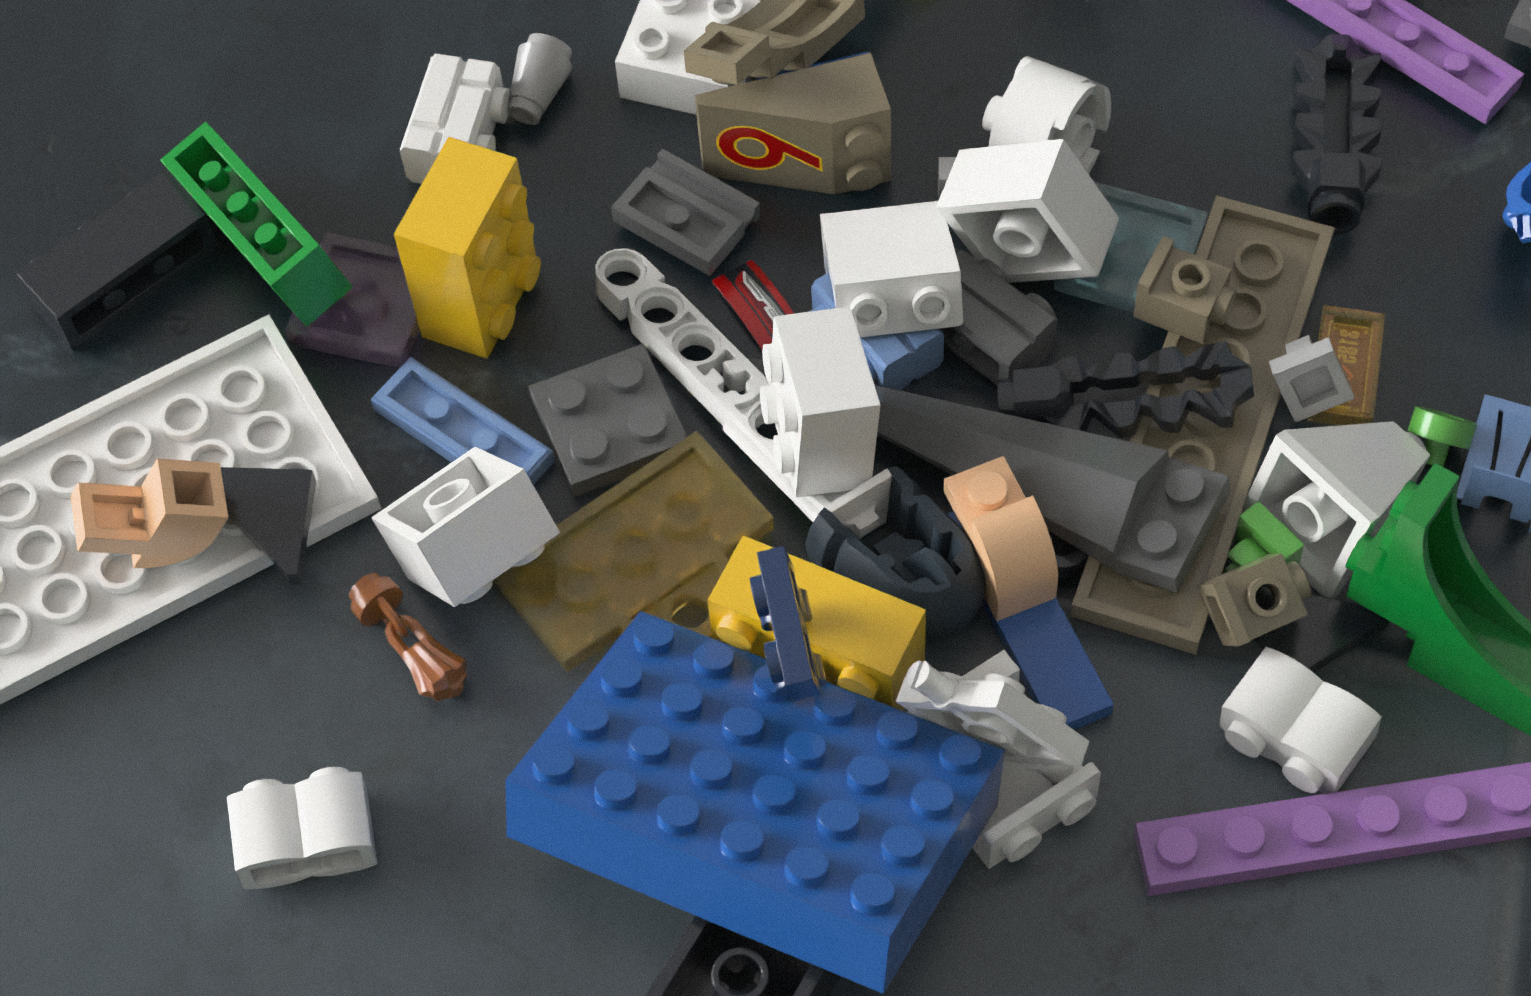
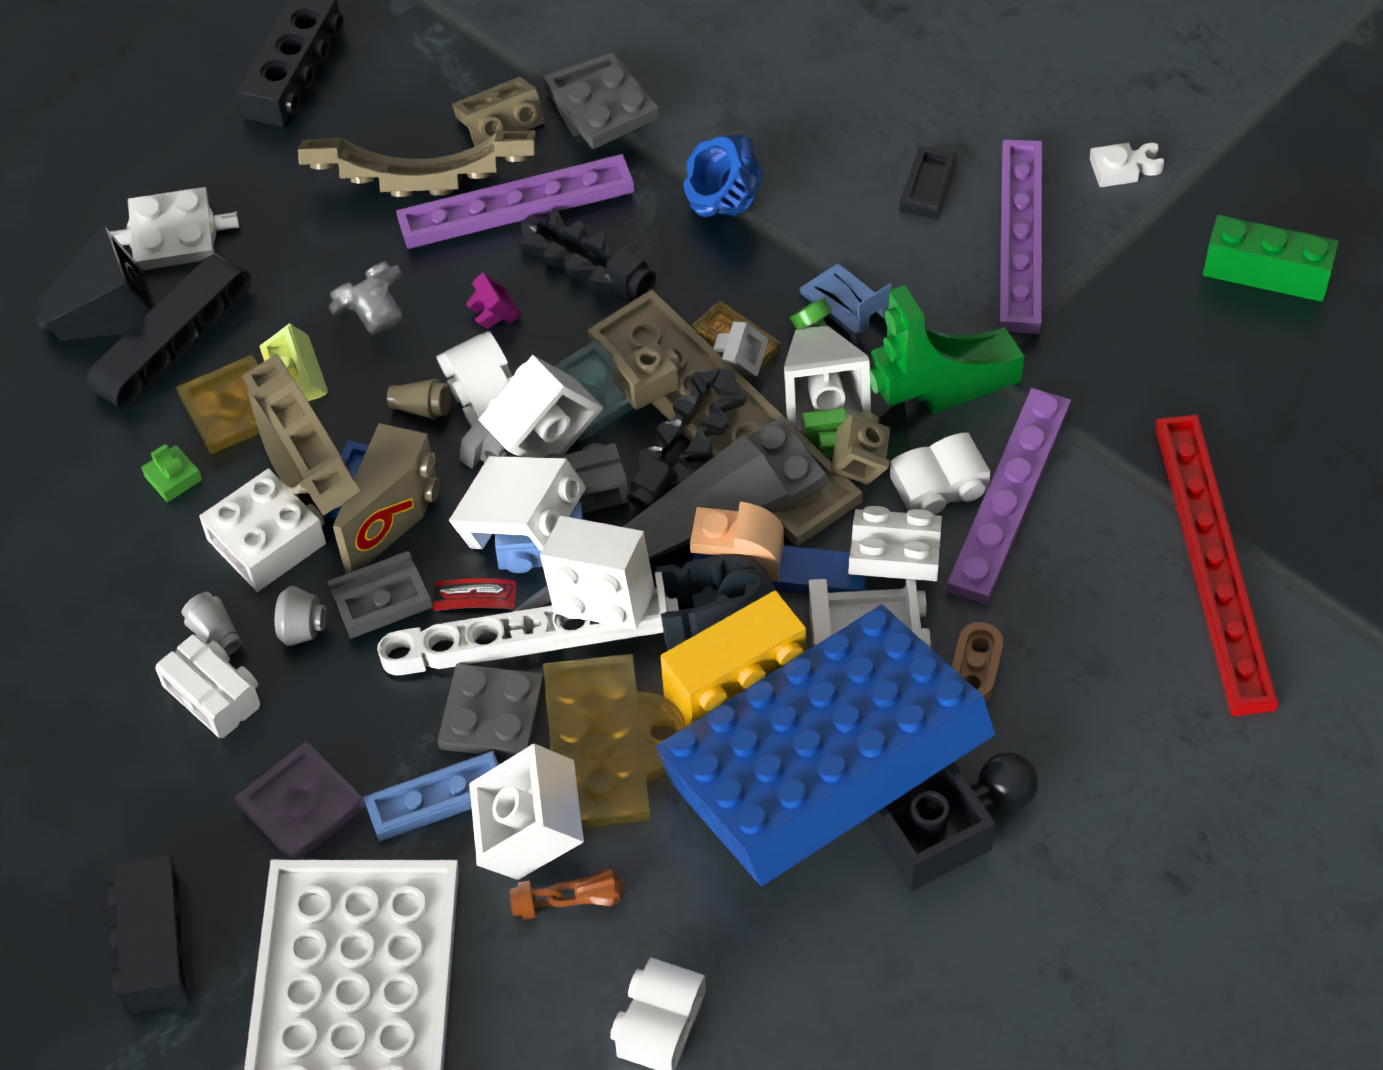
camera: 60 degrees left, 5 degrees down
(158, 523) = (391, 981): light nougat brick -> none
(257, 224) = (207, 824): green brick -> none
(273, 512) = (423, 923): black tile -> none
(468, 247) = (336, 705): yellow brick -> none
(597, 148) = (298, 616): none -> light grey cone
(786, 610) = (774, 650): dark blue plate -> none
(980, 80) = (422, 398): none -> dark tan cone
(997, 715) = (868, 587): white plate -> none
(1028, 923) = (978, 667): none -> medium nougat plate
(1139, 725) = (895, 544): none -> white plate
(1187, 75) = (494, 299): none -> magenta tile

